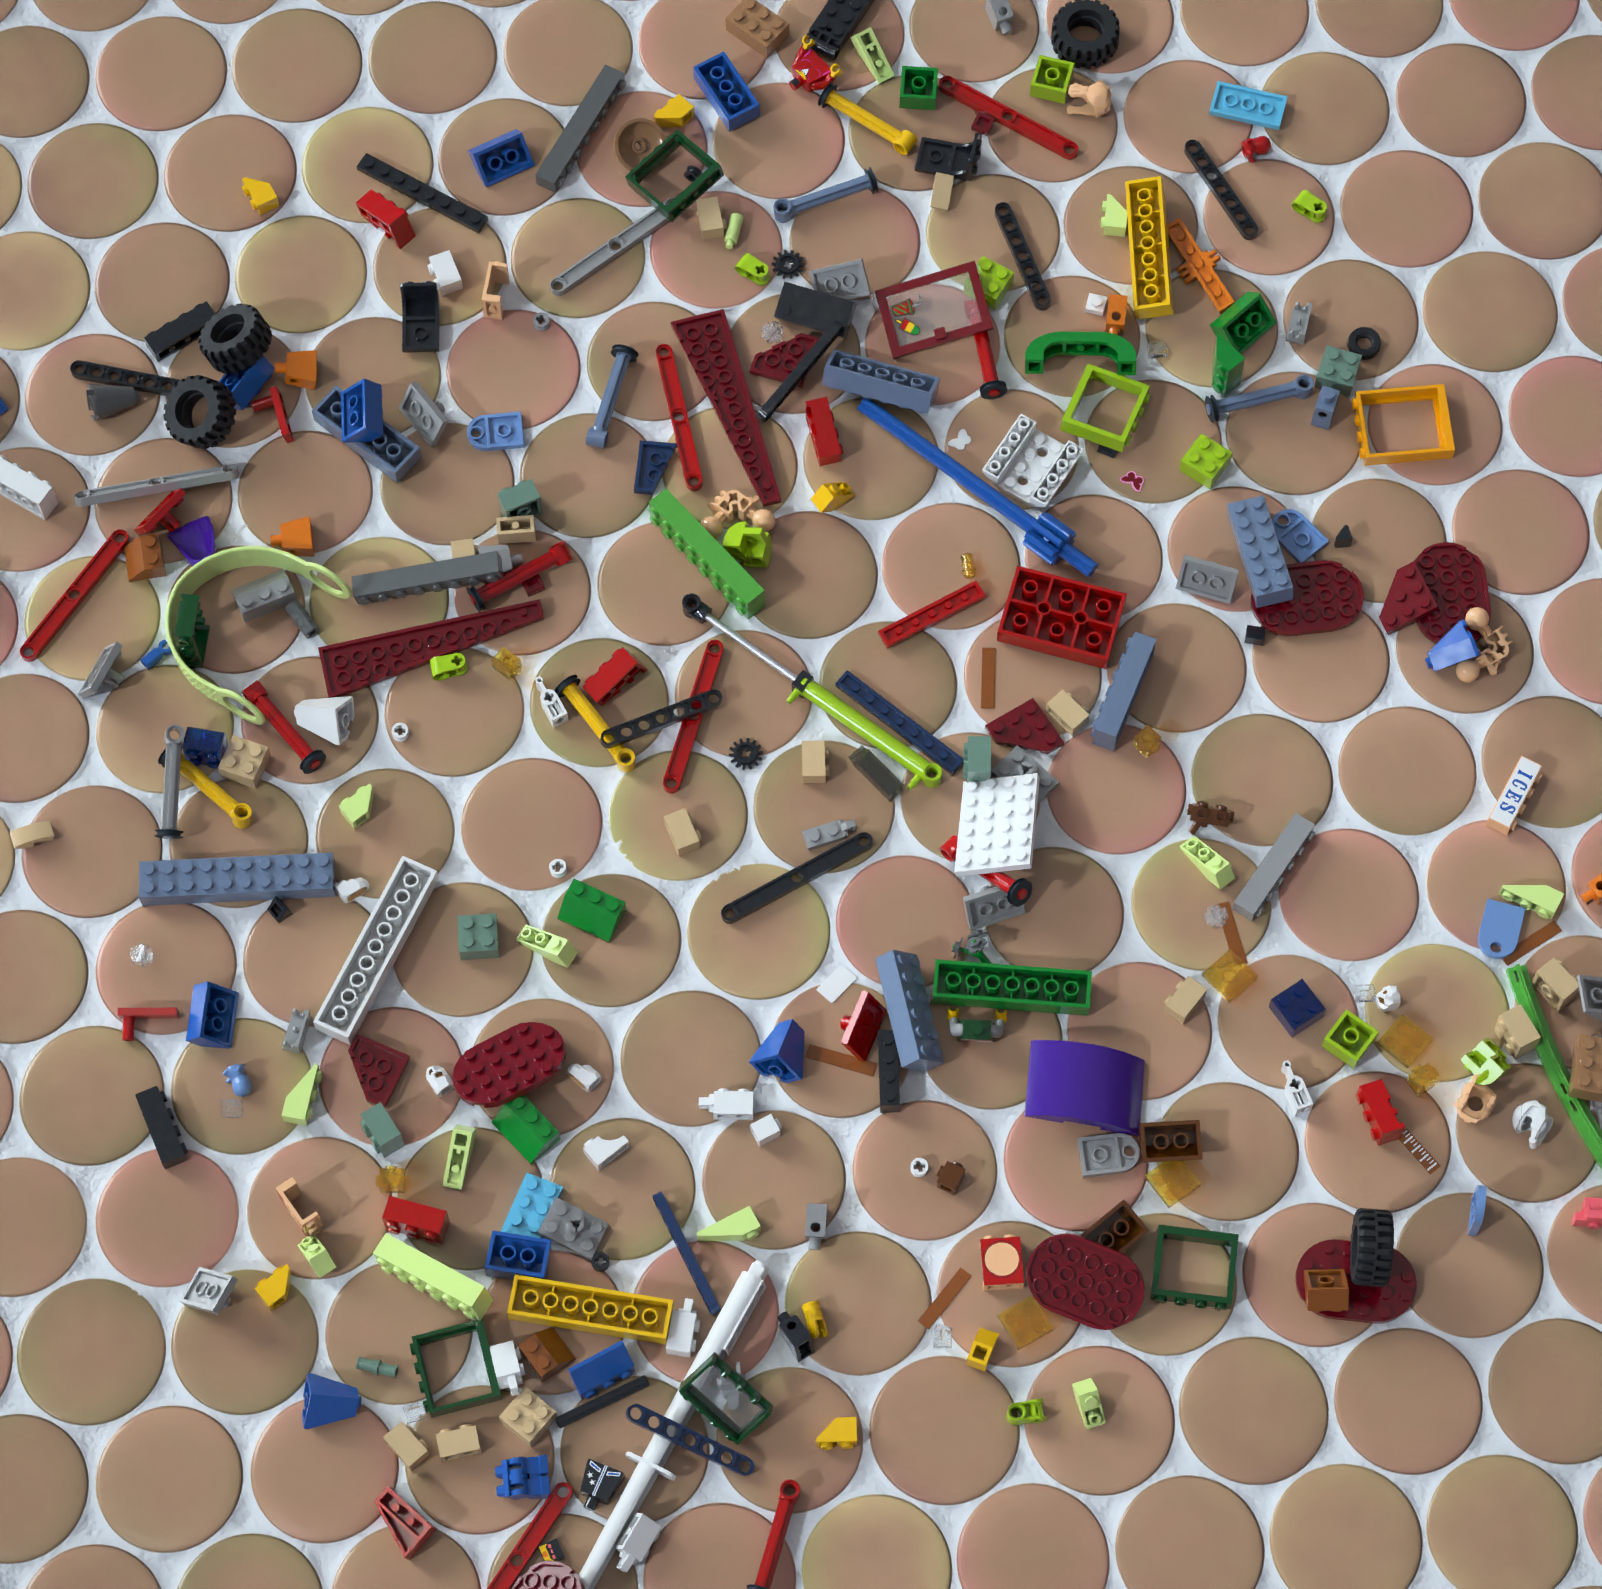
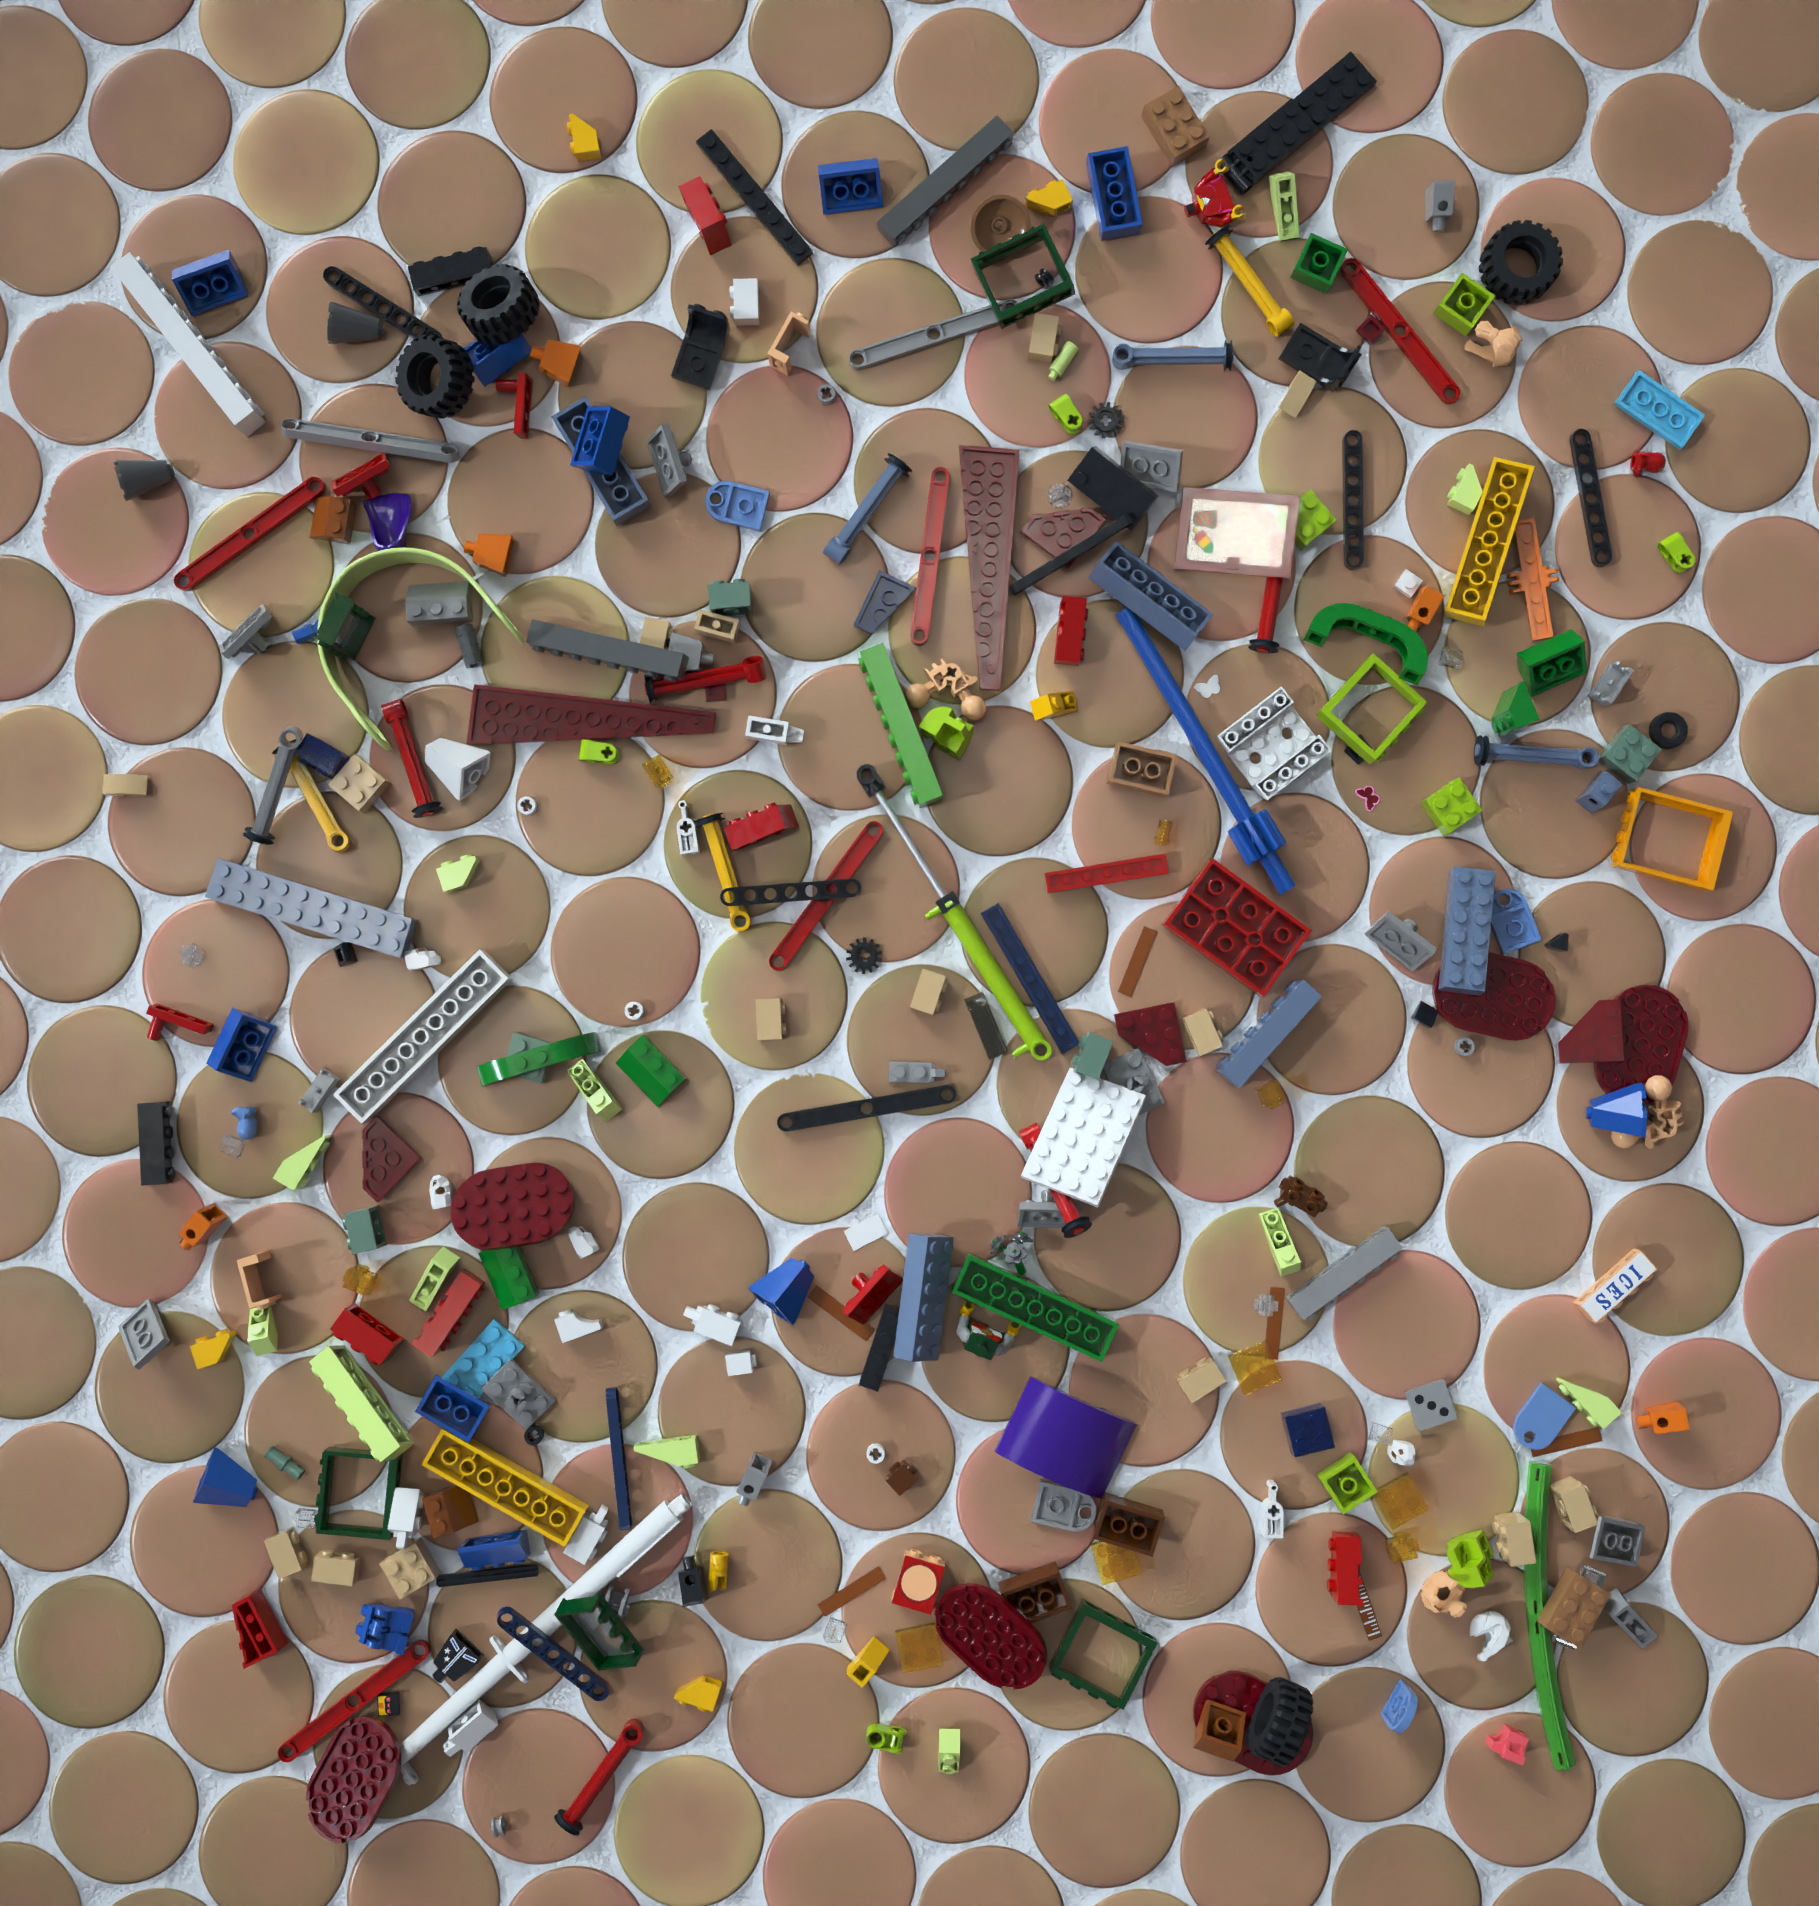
camera: 20 degrees right, 20 degrees up
(230, 1175) = (201, 1226): none -> orange torso
(452, 951) = (538, 1058): none -> green arch
(485, 1178) = (449, 1314): none -> red wedge
(595, 596) = (772, 731): none -> white hinge
(928, 519) = (1141, 769): none -> medium nougat brick
(1297, 653) = (1460, 1051): none -> light grey bush
(1398, 952) = (1430, 1404): none -> light grey tile

